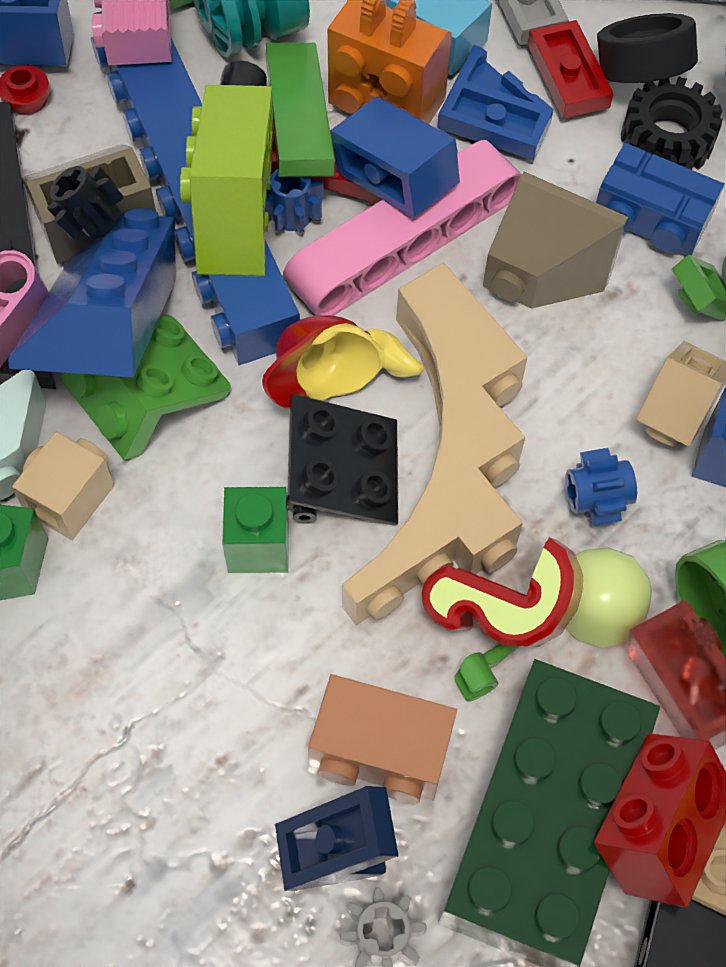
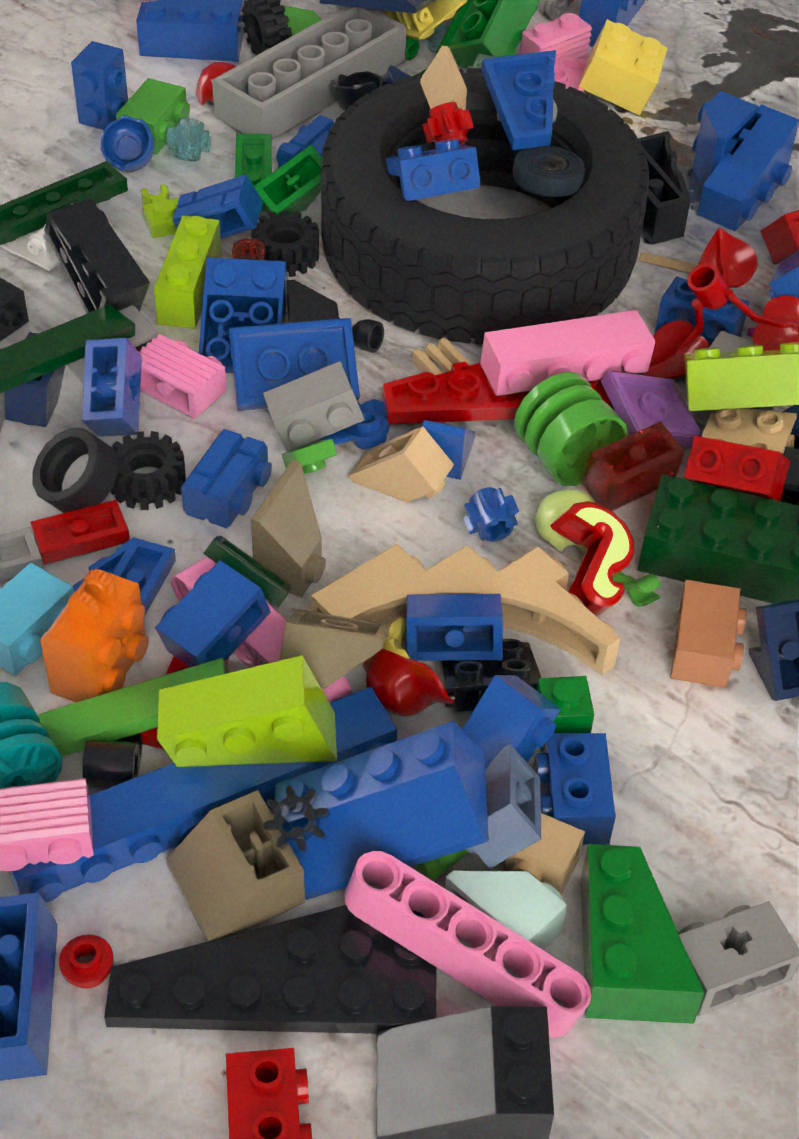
camera: 95 degrees left, 15 degrees down
(98, 423) = (511, 807): none -> sand blue slope
(146, 533) = (578, 784): none -> blue brick
(212, 443) = (511, 715): none -> blue brick
(346, 256) = (331, 643): none -> dark tan slope
(389, 411) = (454, 627): none -> blue brick
(485, 203) = (273, 587): none -> dark green tile

